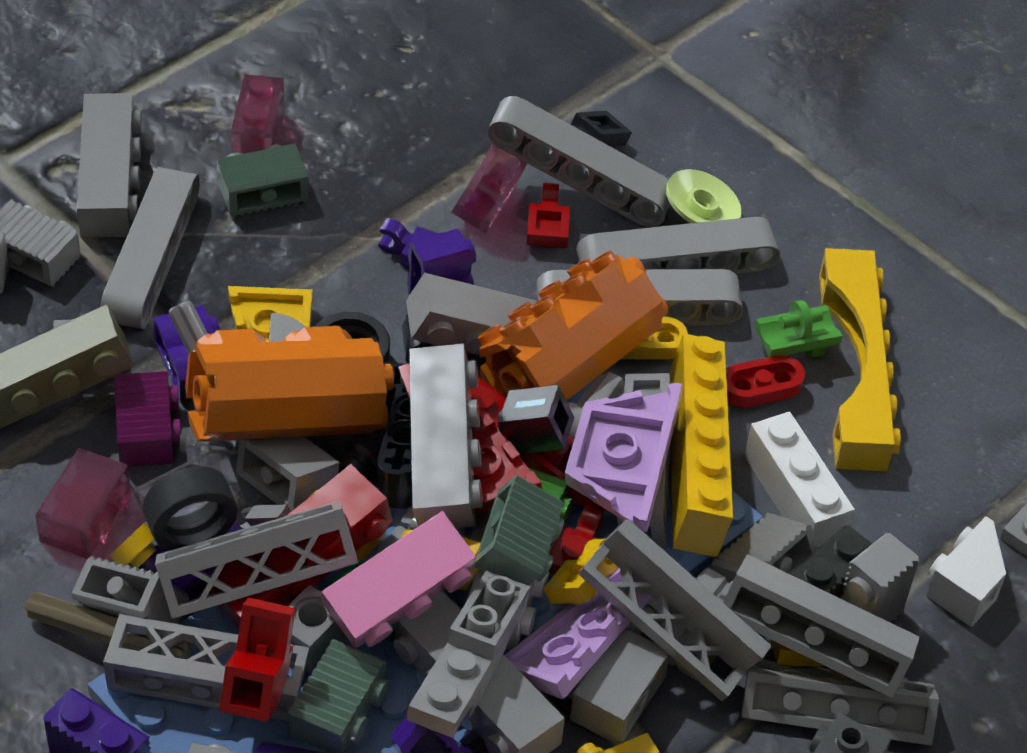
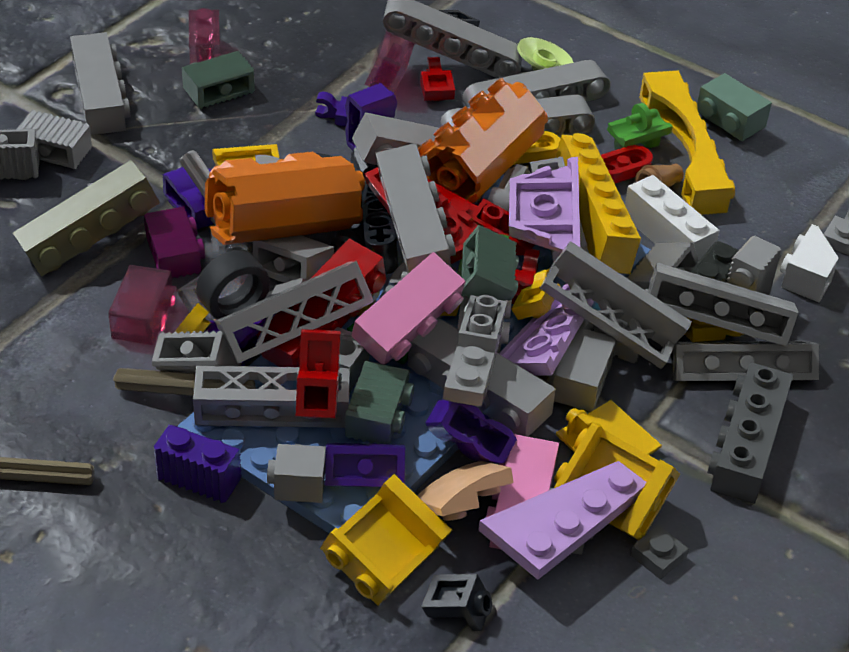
camera: 10 degrees left, 5 degrees down
(151, 246) = (147, 126): light grey beam -> none
(536, 419) = (478, 192): black brick -> none
(808, 407) = (665, 173): none -> medium nougat cone
(936, 315) = (733, 106): none -> sand green brick

